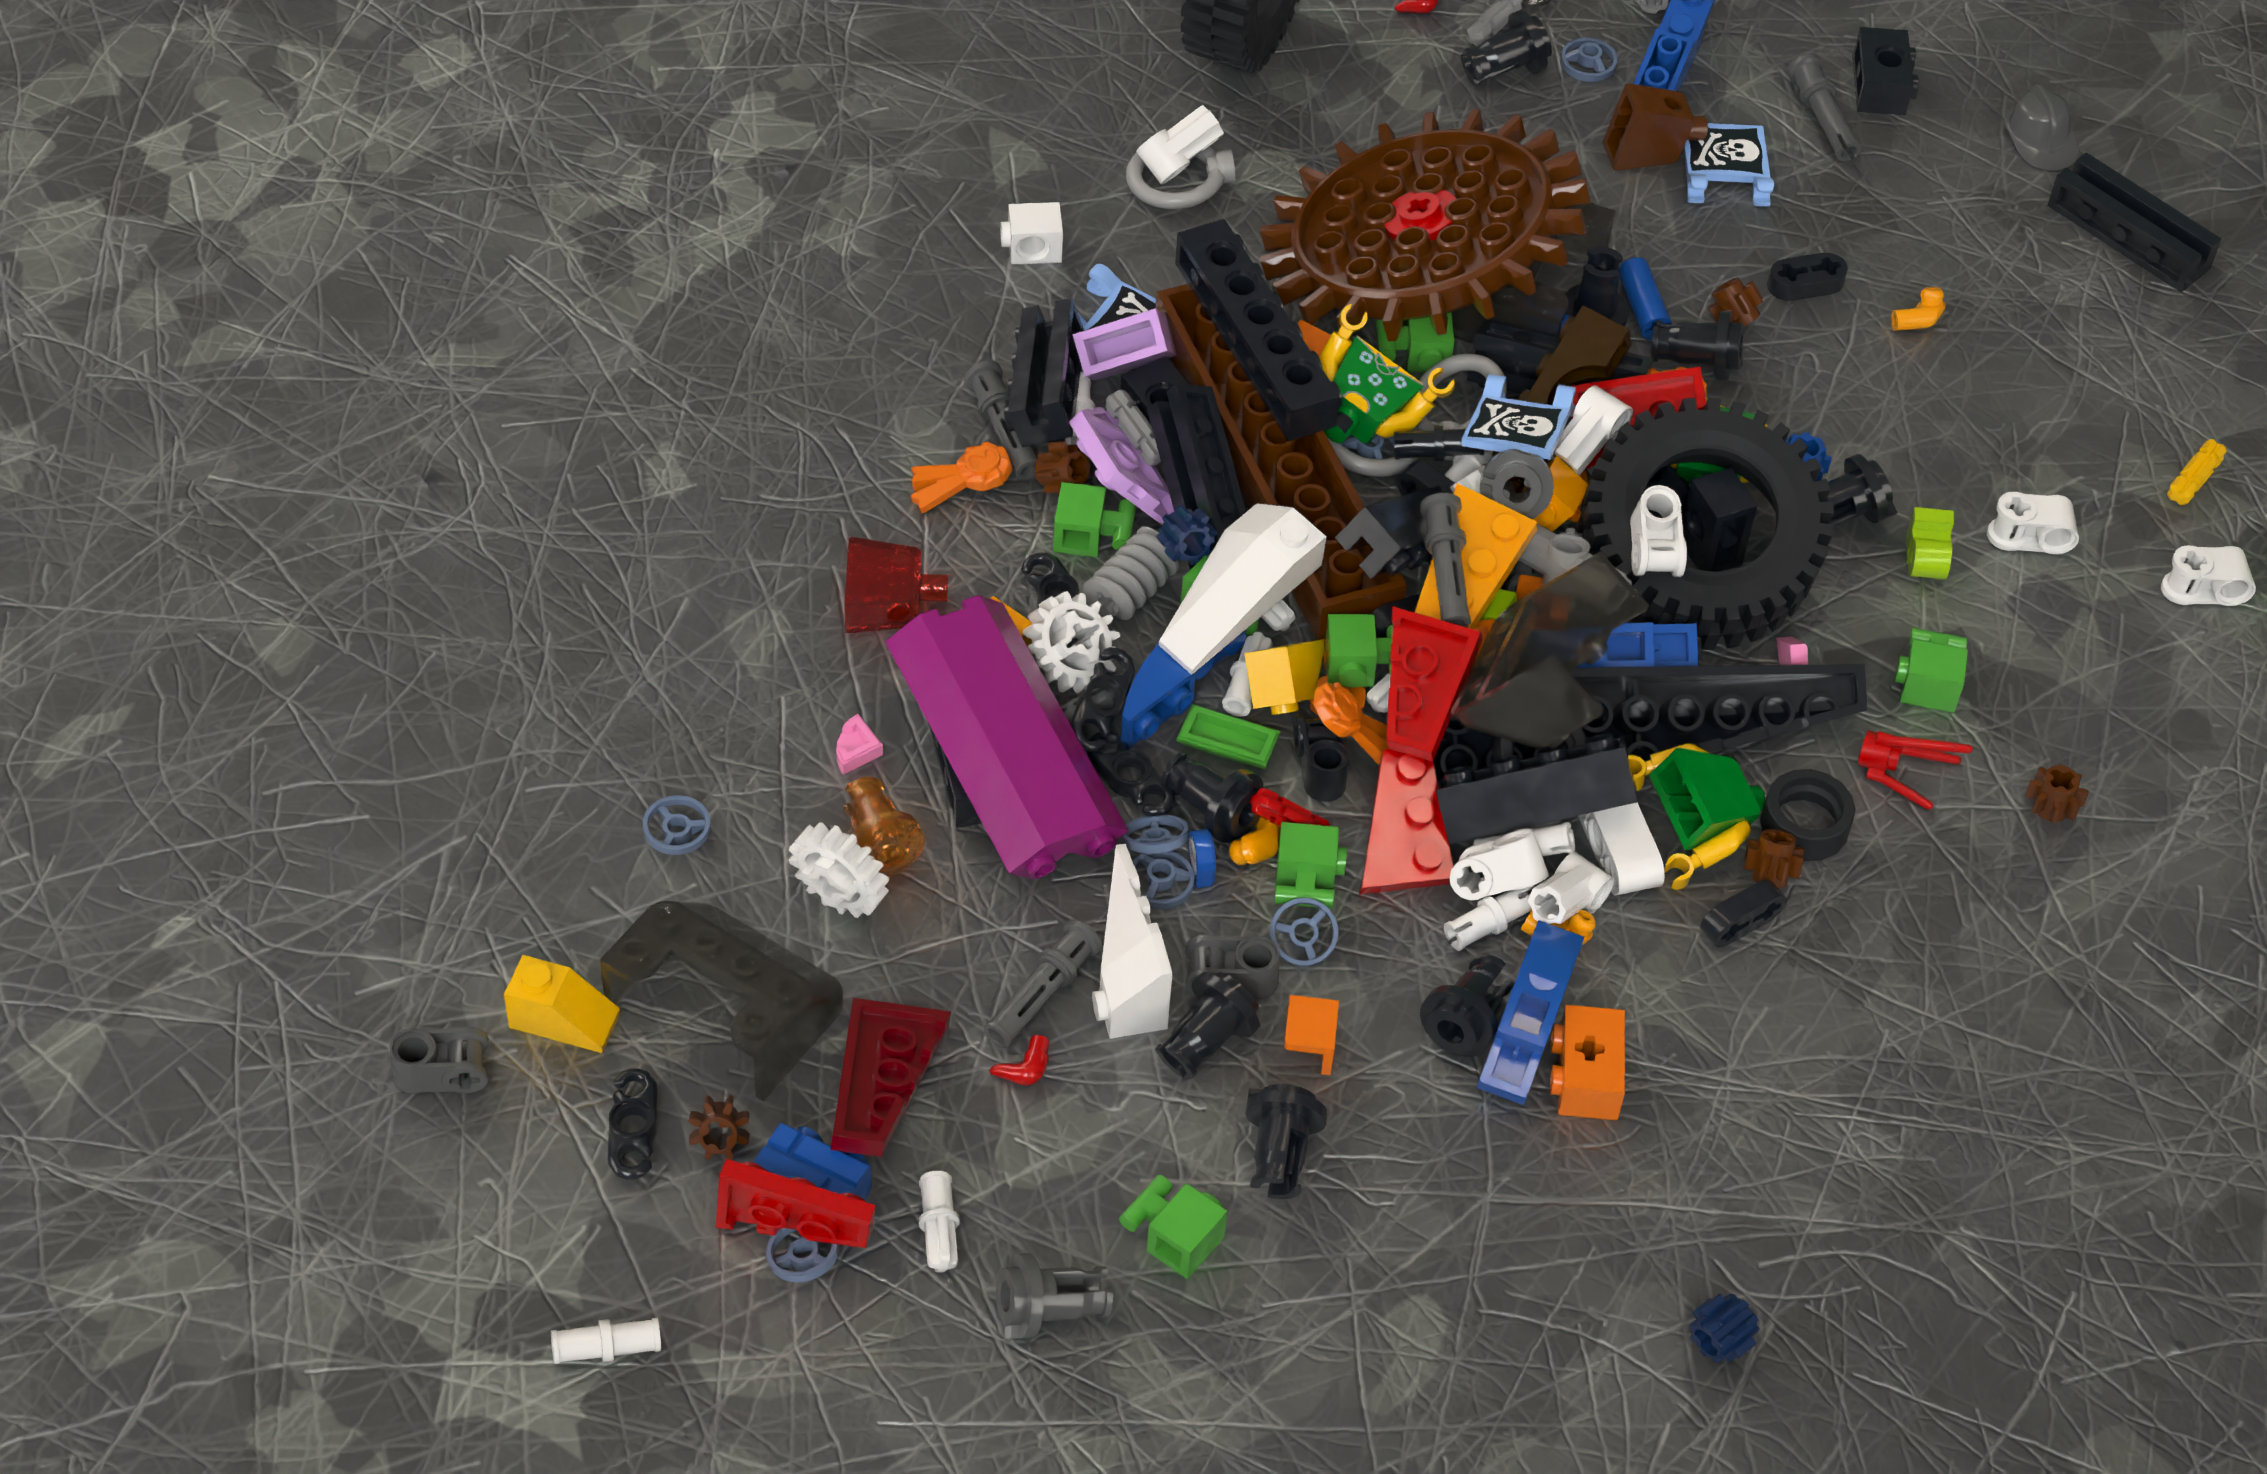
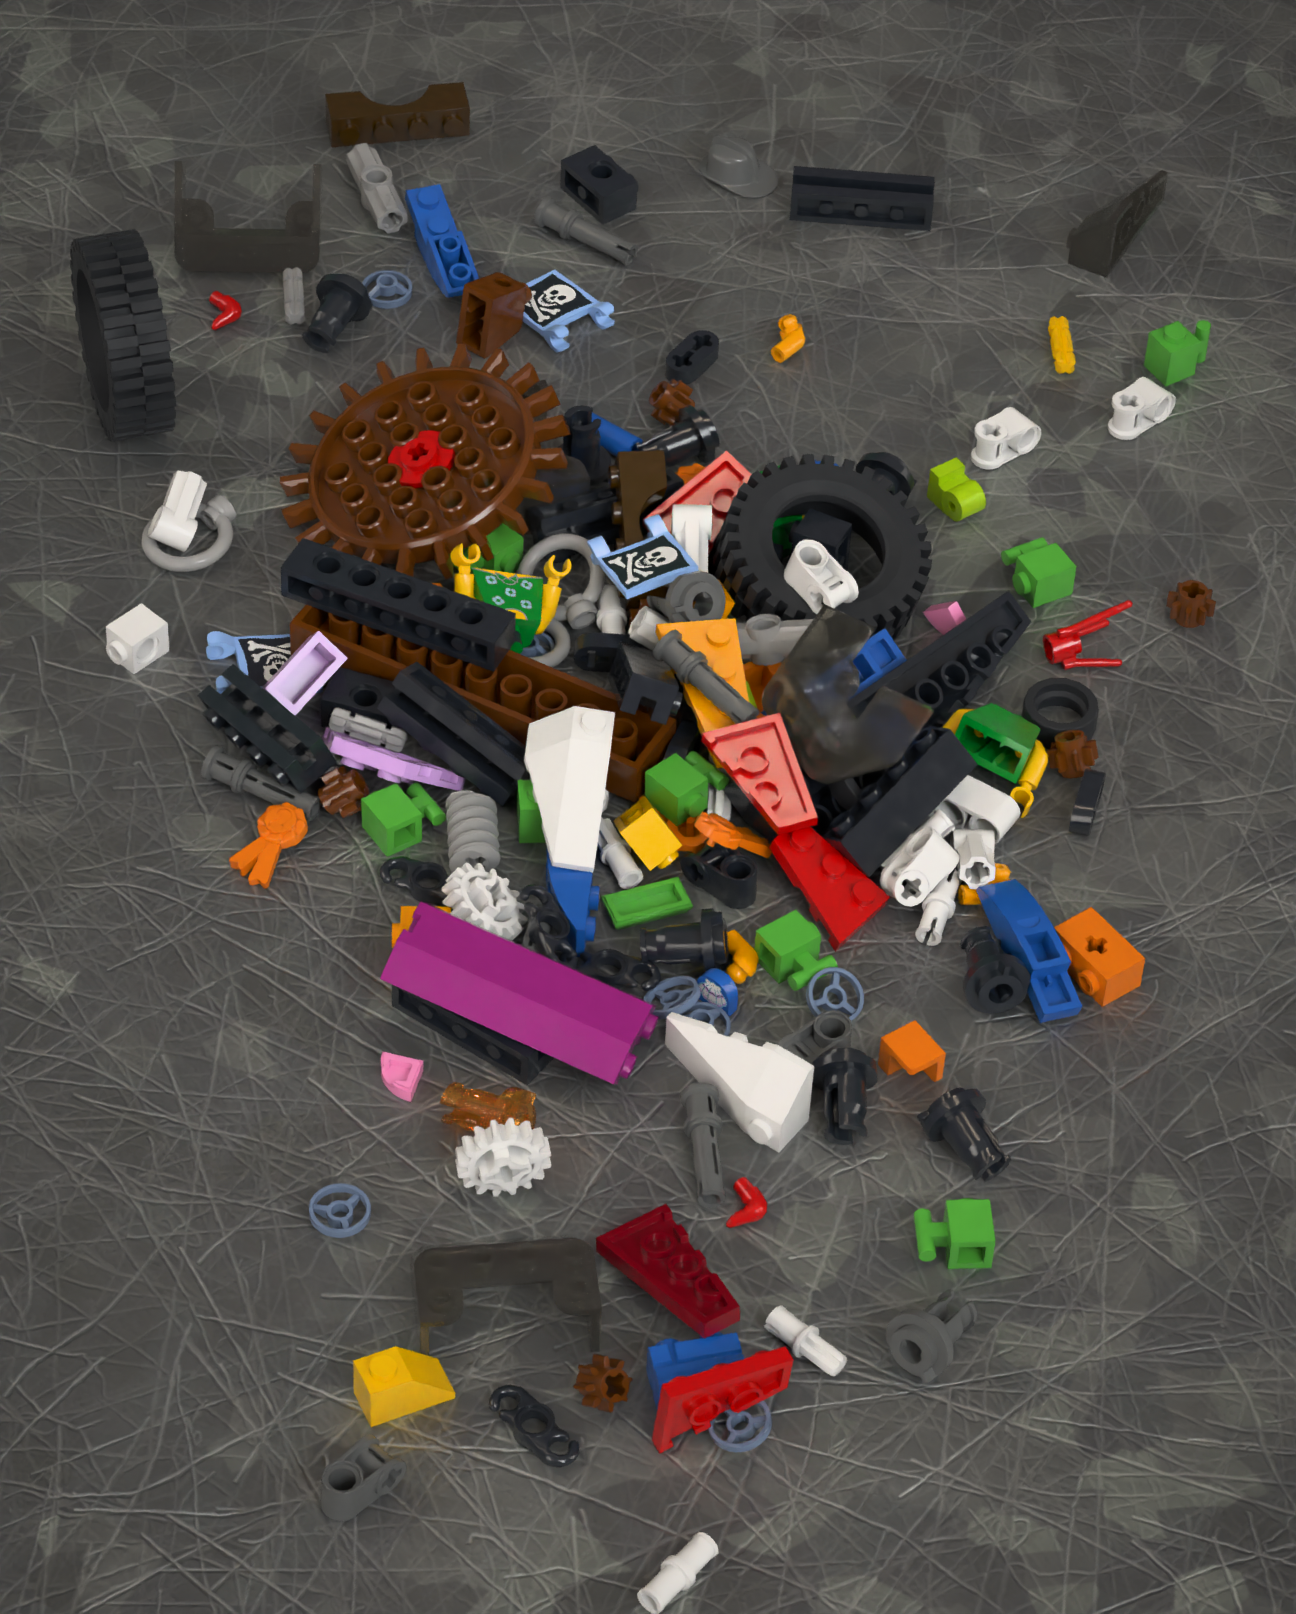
camera: 40 degrees left, 5 degrees down
(887, 585) = (306, 951): clear red torso -> none
(1186, 534) = (499, 776): dark blue gear -> none
(1268, 805) = (747, 922): red axle -> none
(1432, 444) = (586, 613): black pin -> none

